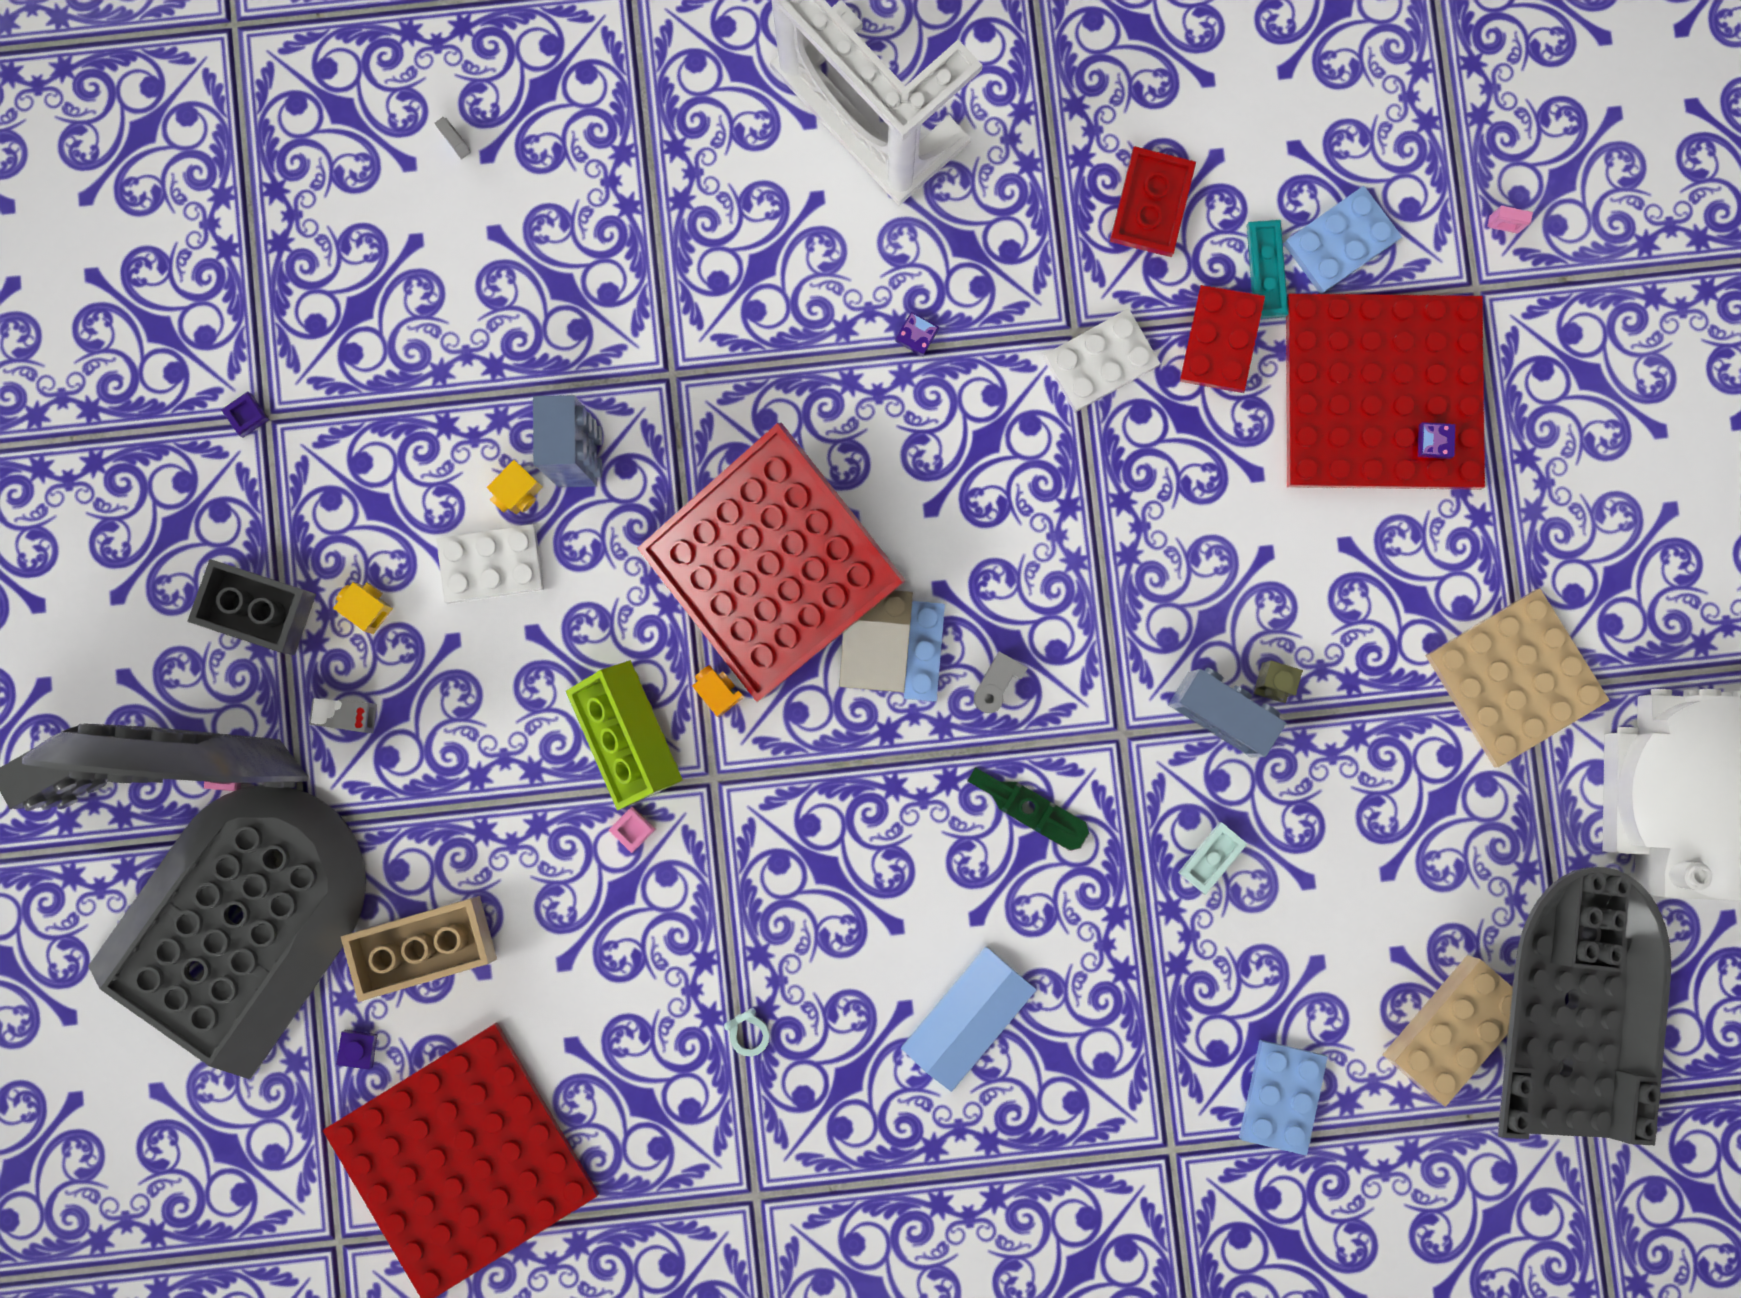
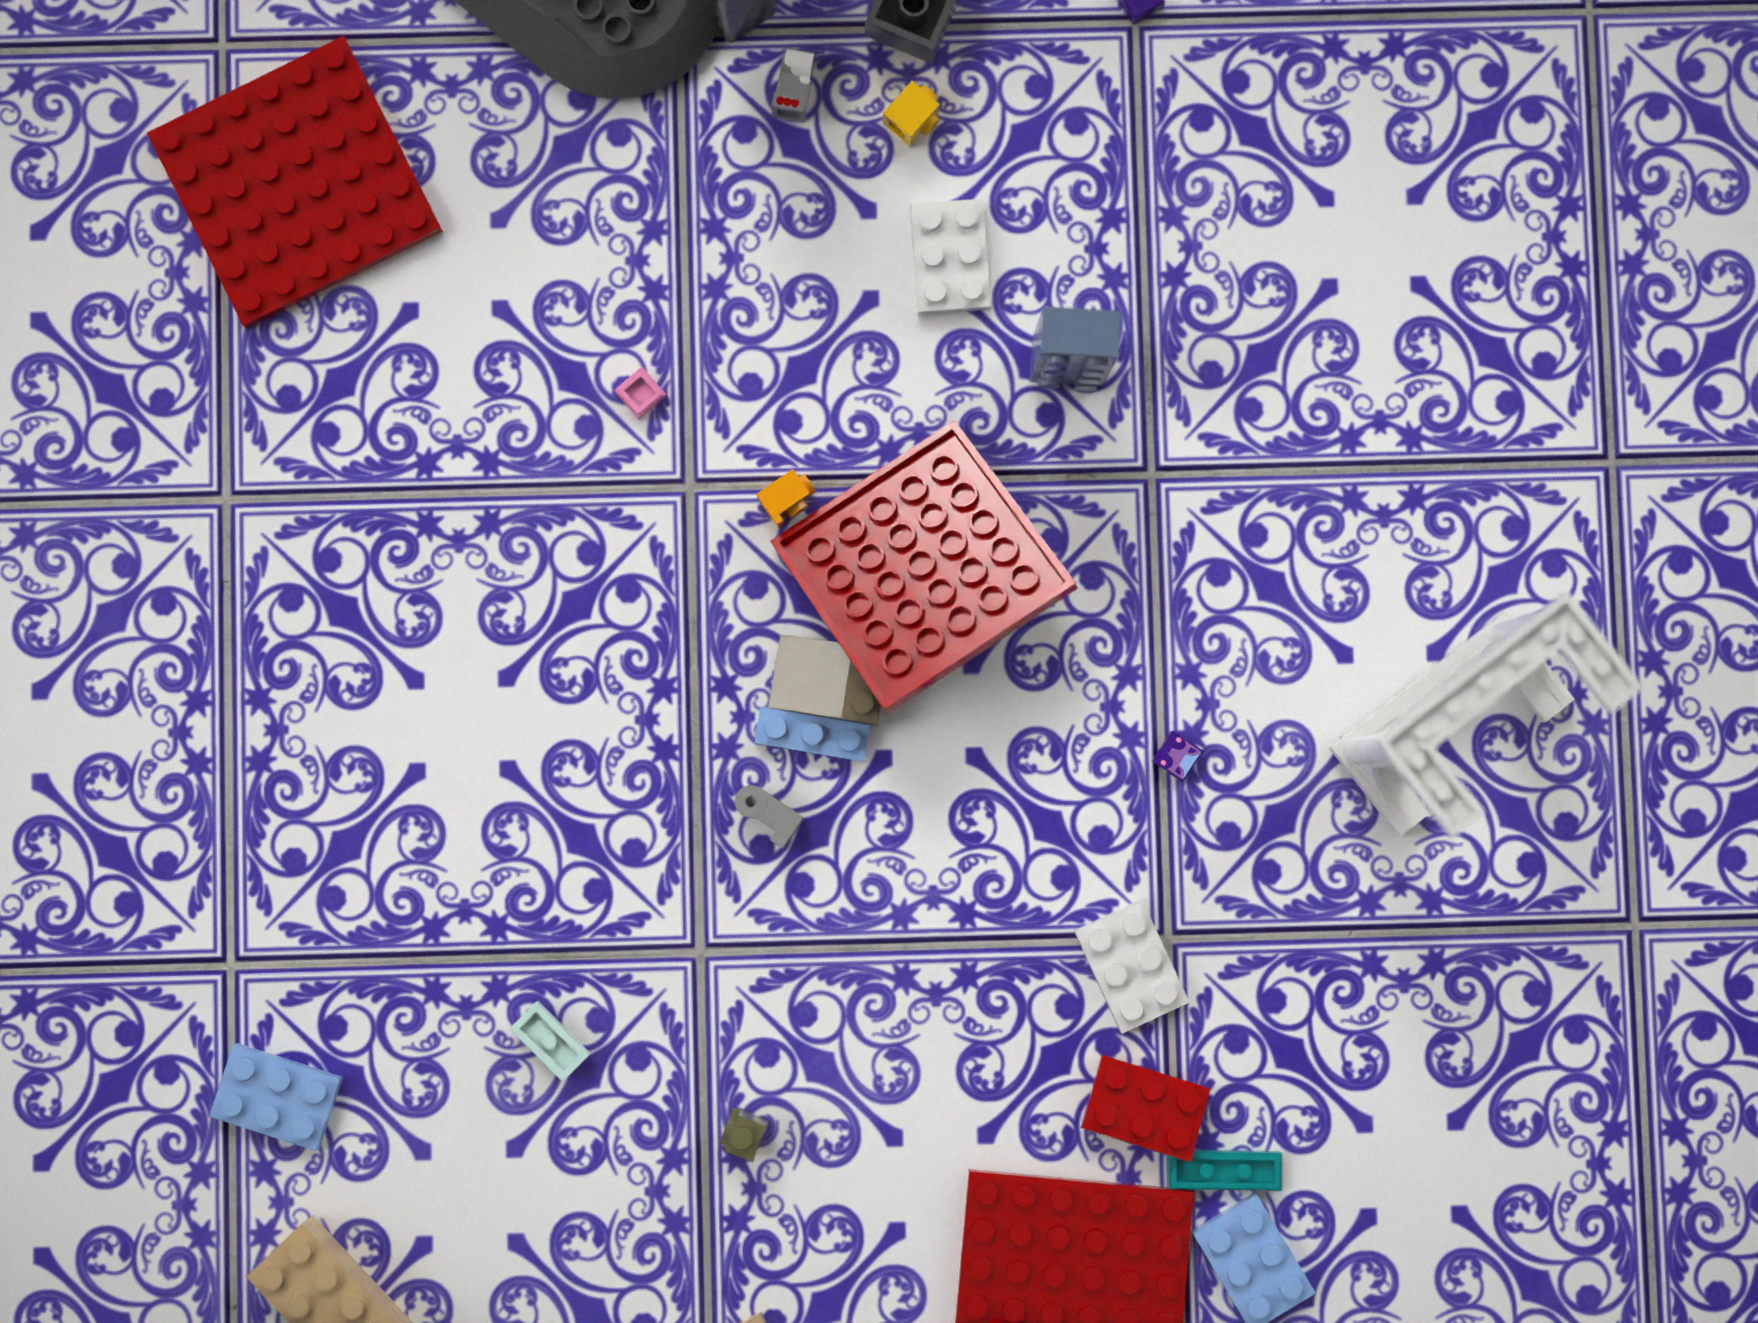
camera: 90 degrees right, 0 degrees up
(357, 1049) = (426, 77): dark purple plate -> none
(418, 948) = (529, 151): tan brick -> none
(452, 137) = (1440, 246): light grey tile -> none
(514, 489) = (1031, 288): yellow brick -> none
(623, 734) = (745, 391): lime slope -> none
(732, 1025) = (413, 488): light aqua piece -> none
(968, 1019) = (396, 749): light blue slope -> none
(1045, 819) = (611, 856): dark green piece -> none
(1152, 201) = (1312, 1042): red plate -> none
(1228, 712) = (712, 1072): sand blue brick -> none

